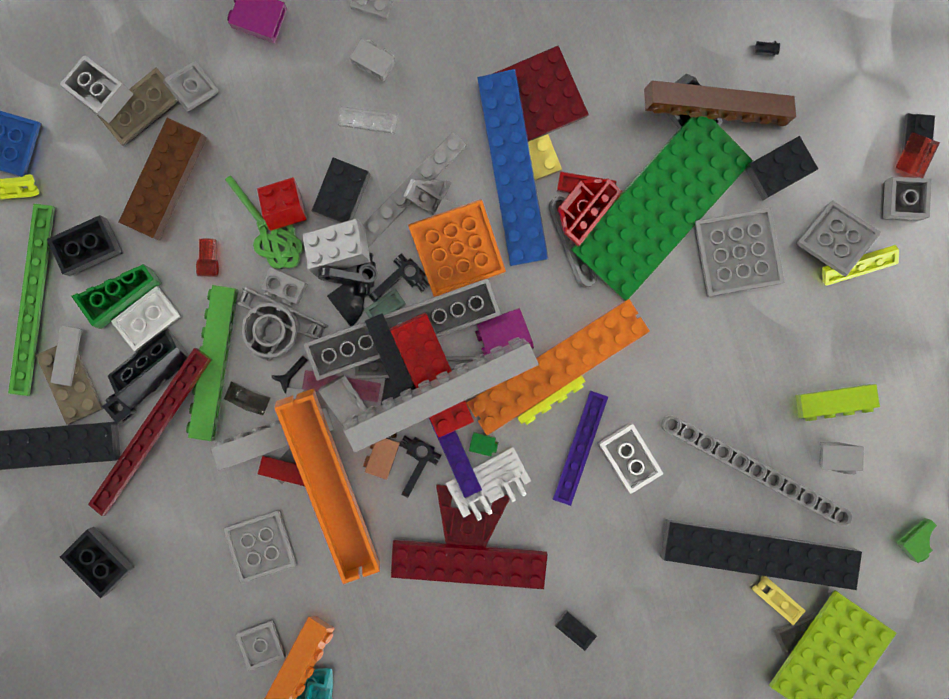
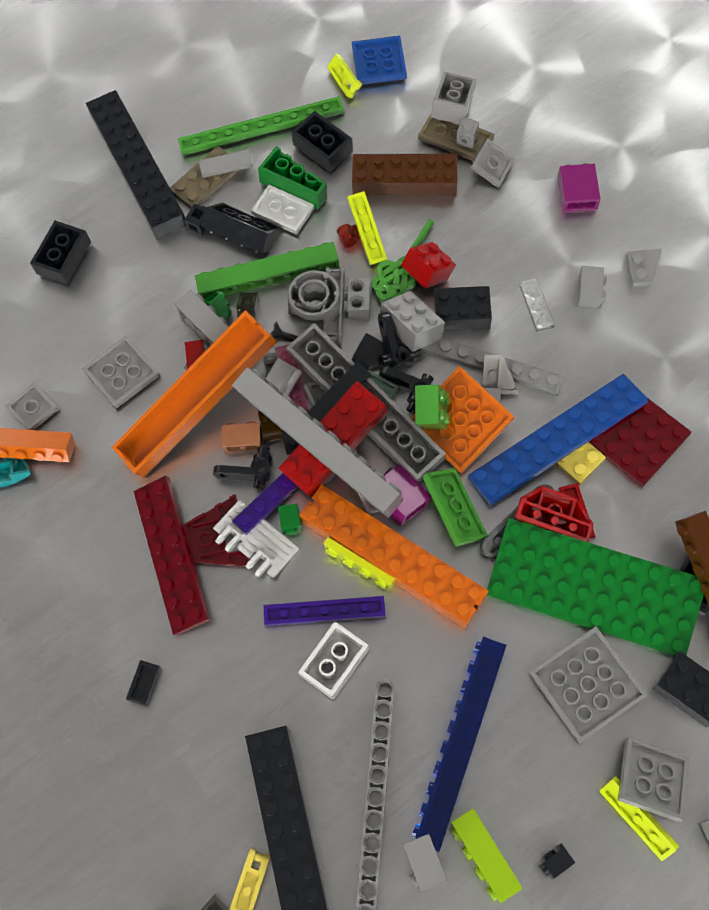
camera: 75 degrees right, 20 degrees down
(146, 94) = (467, 132): none -> light grey brick
(149, 431) = (188, 246): dark red plate -> none
(213, 246) = (366, 228): none -> neon yellow plate
(231, 426) = (220, 304): none -> green brick
(440, 271) = (431, 407): none -> bright green brick
(537, 291) = (455, 506): none -> bright green plate
(741, 380) = (459, 747): none -> clear blue brick
(866, 347) = (556, 862): none -> black brick

